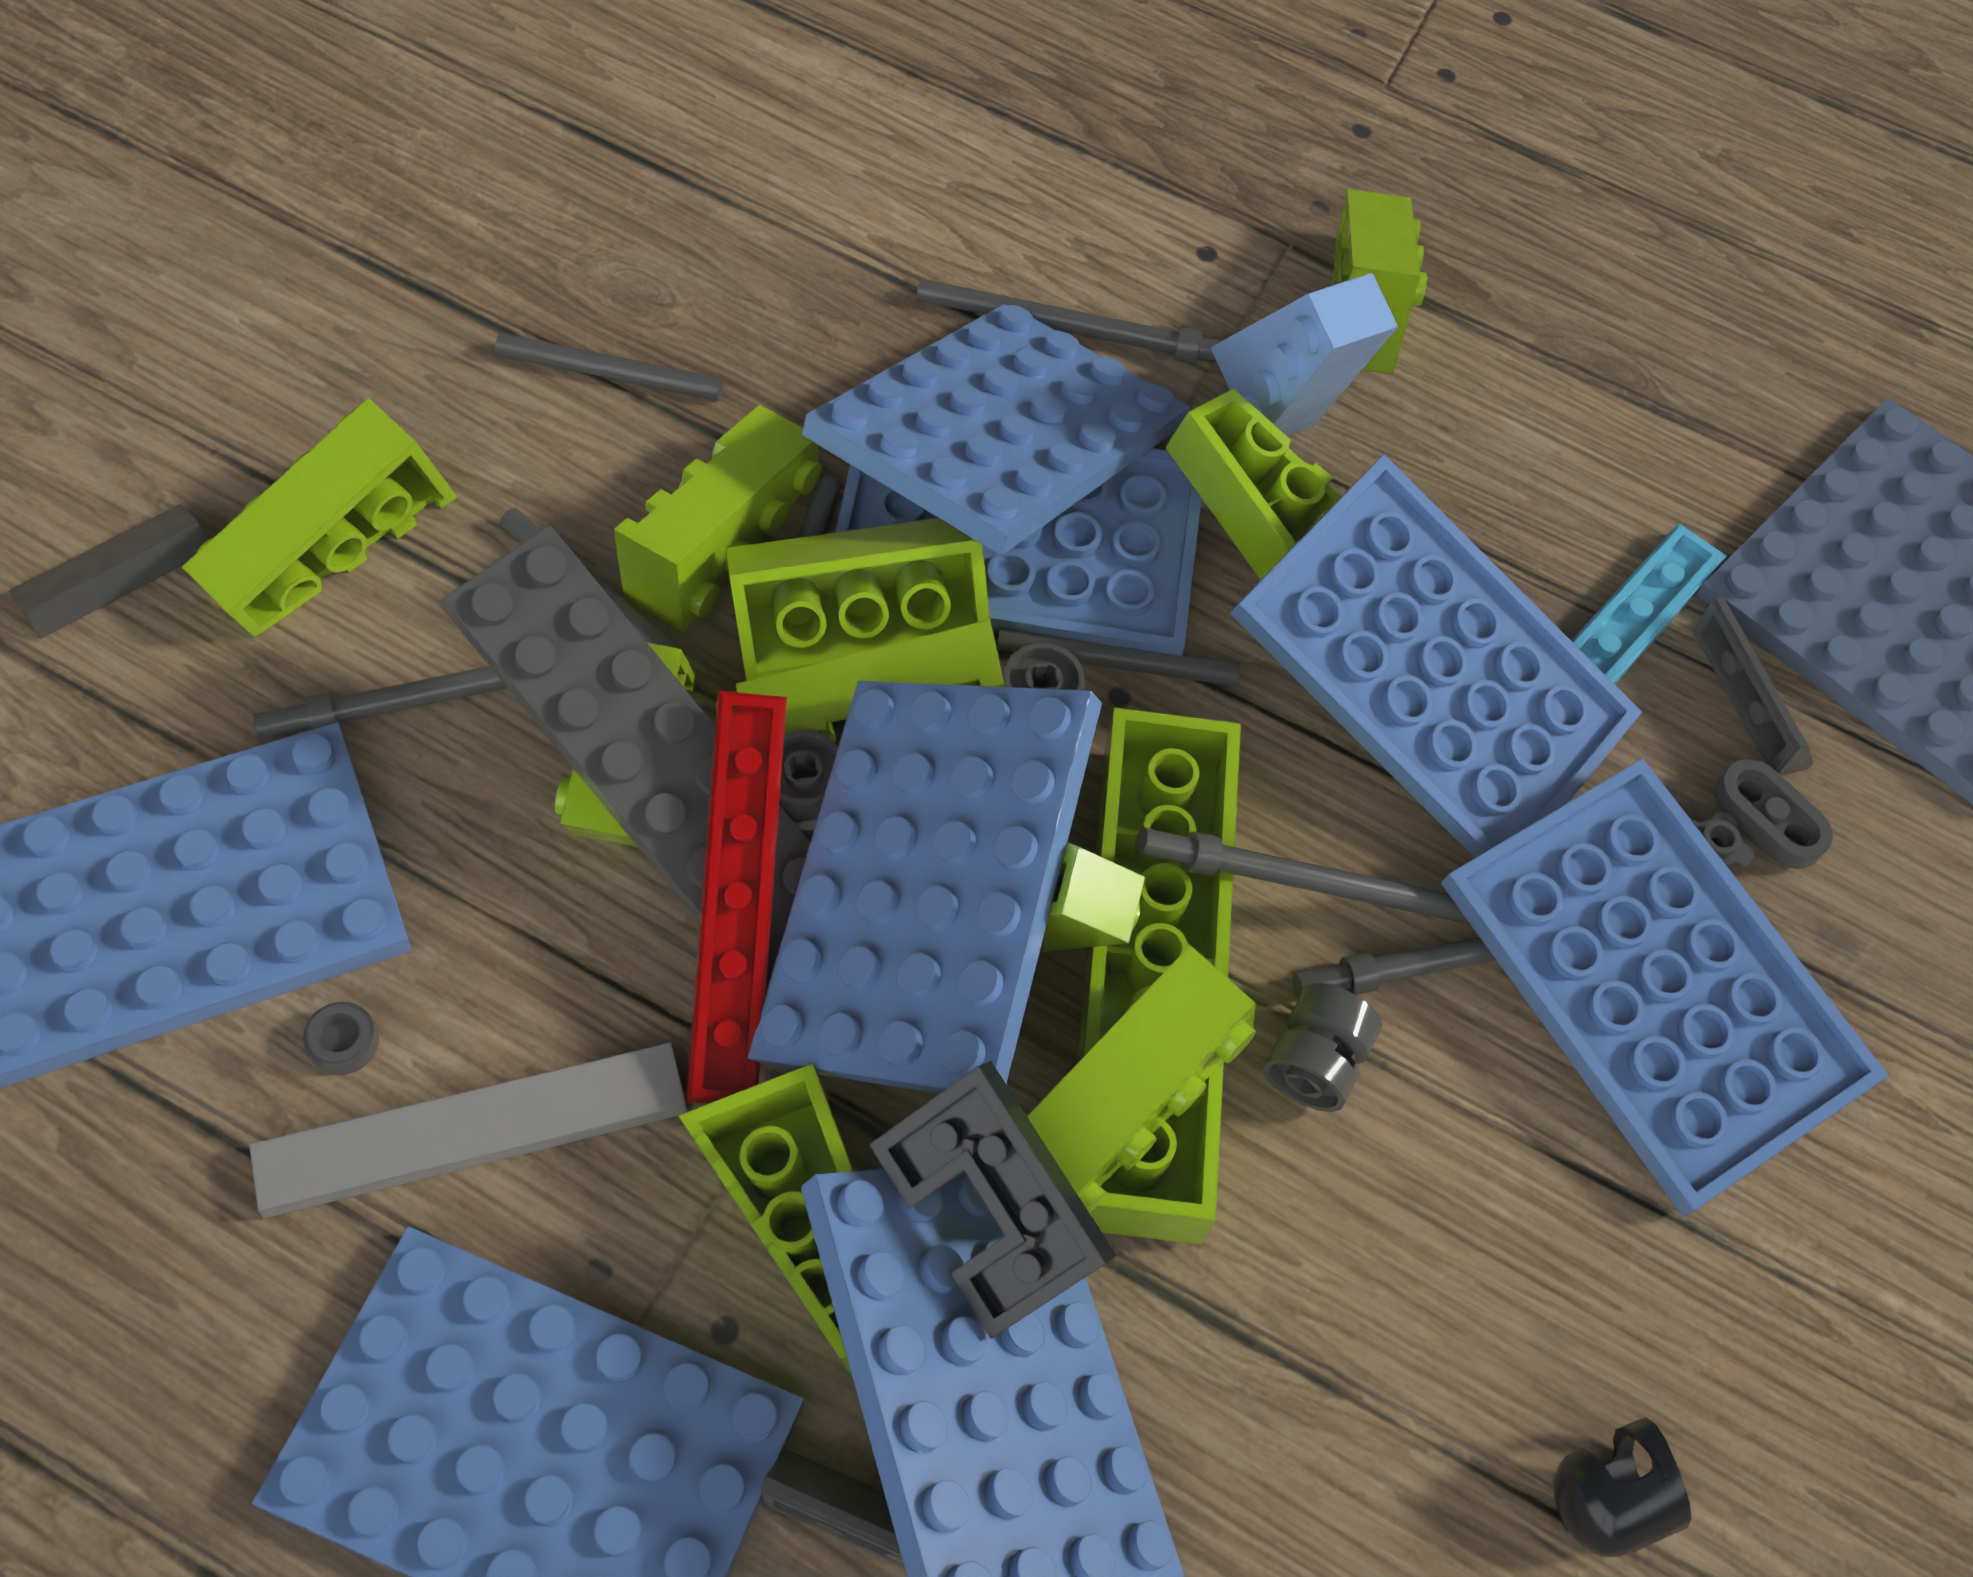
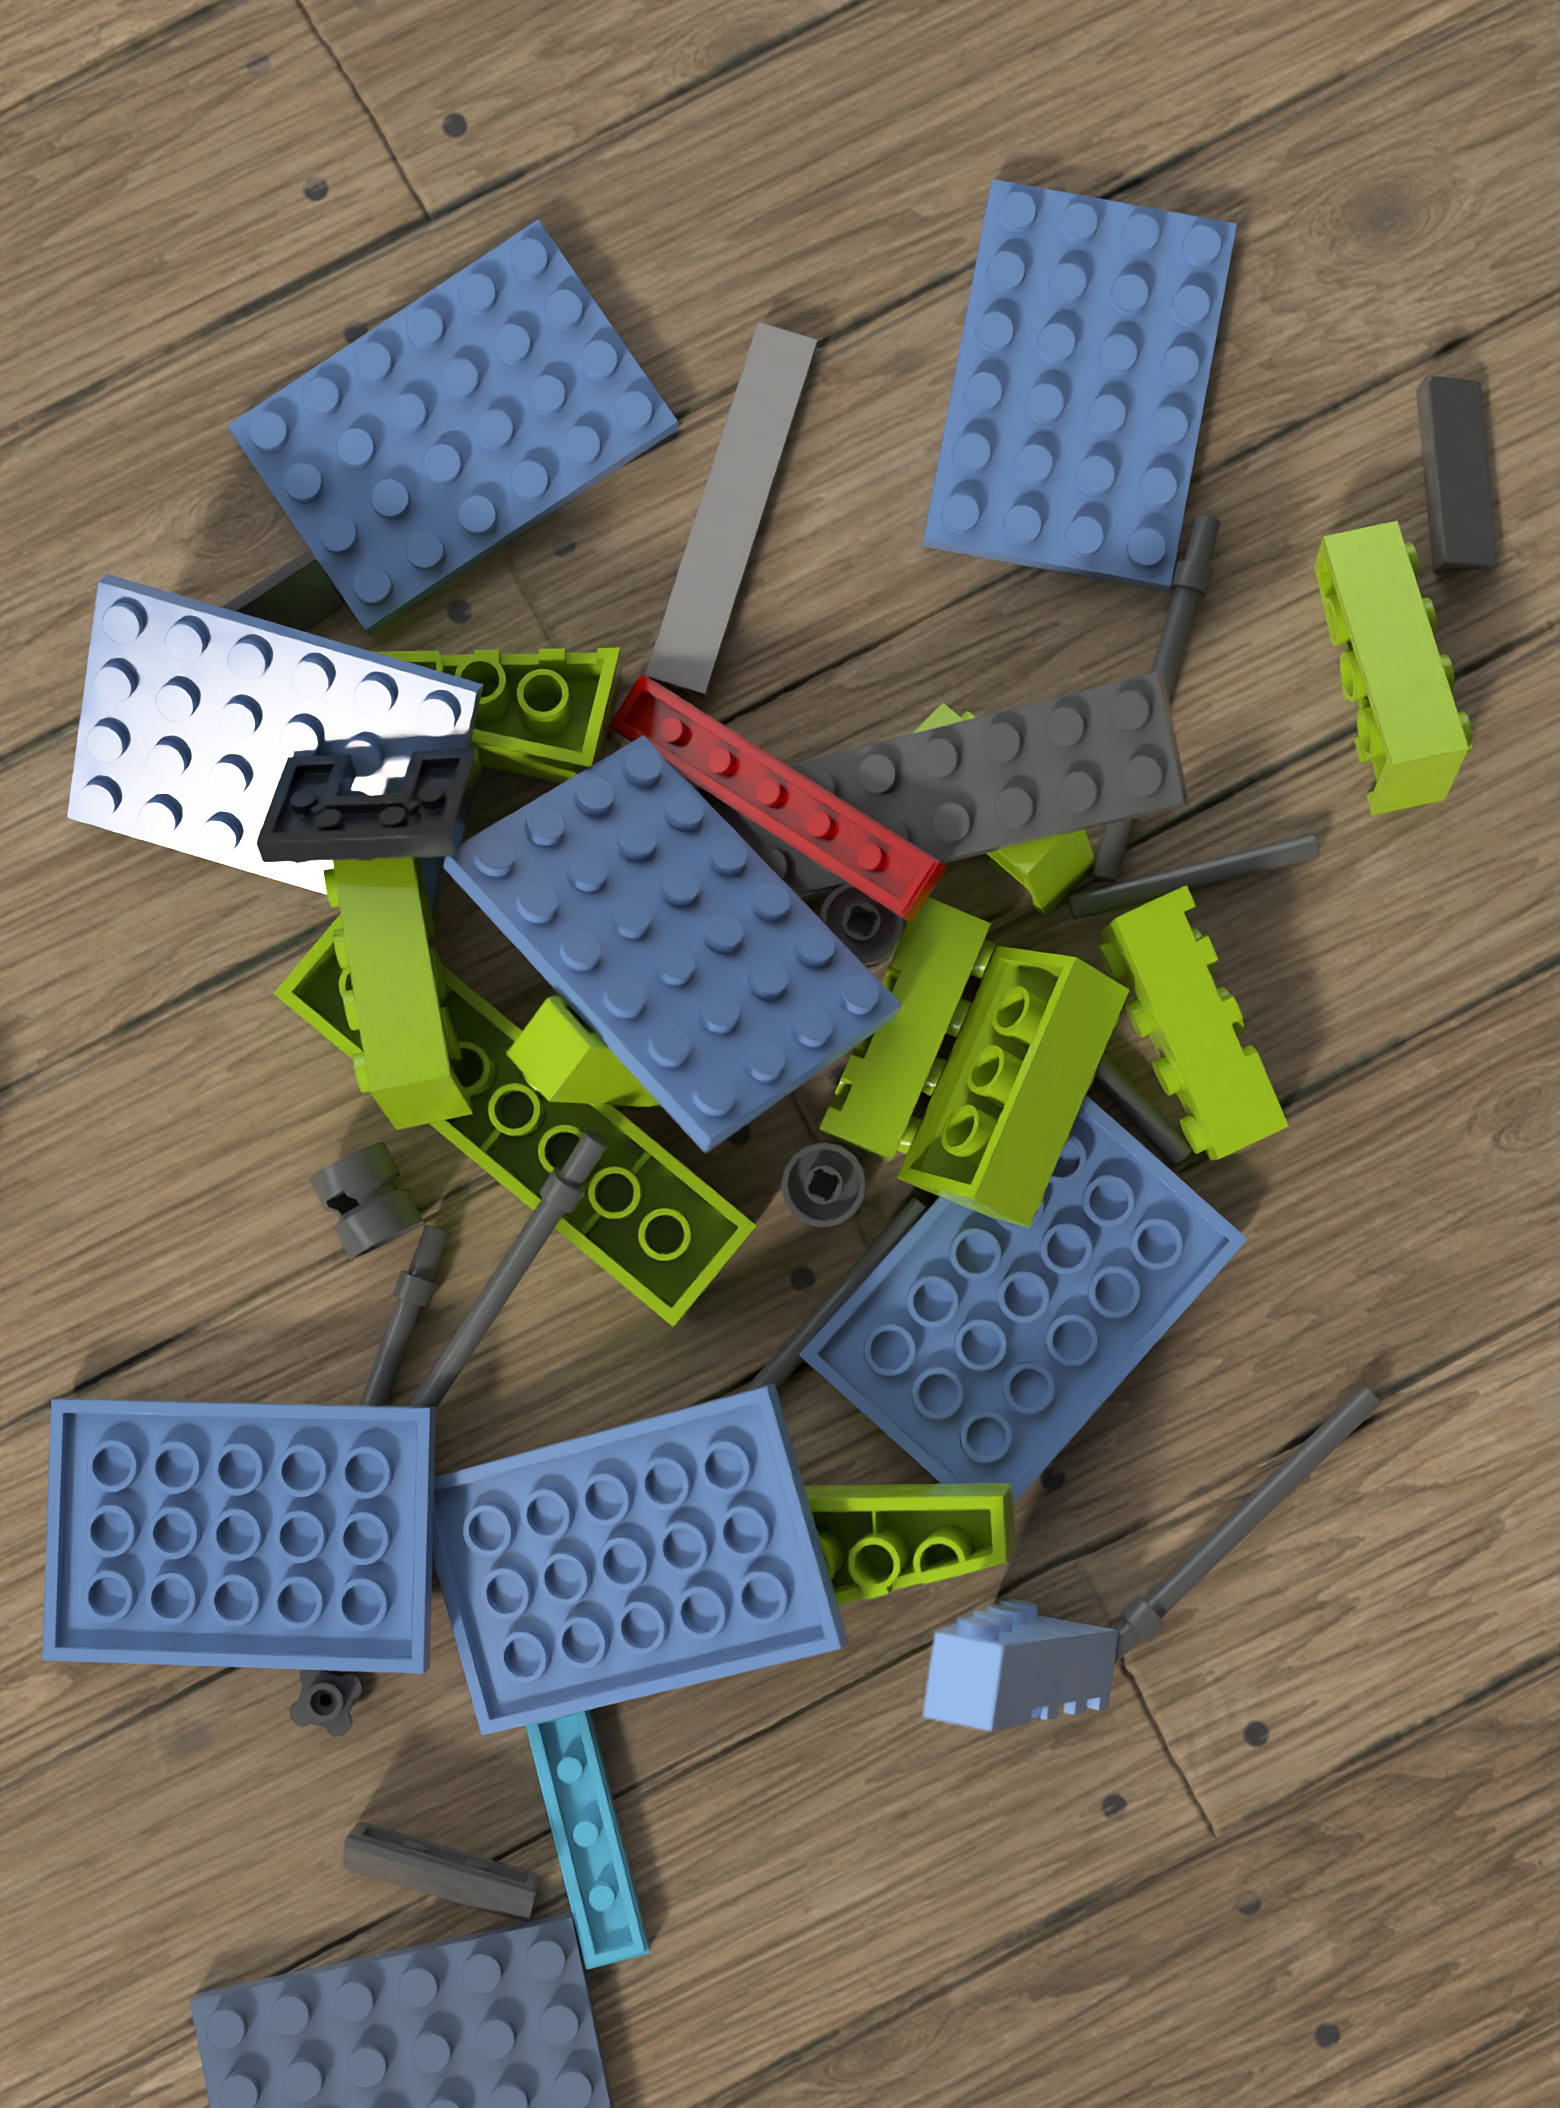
camera: 135 degrees right, 25 degrees up
(341, 1038) = (872, 451): dark grey tile -> none
(609, 366) = (1443, 1032): dark grey bar -> none
(997, 425) = (1122, 1332): medium blue plate -> none
(1382, 239) = (1108, 1873): lime wedge -> none
(1774, 813) = (321, 1776): dark grey plate -> none

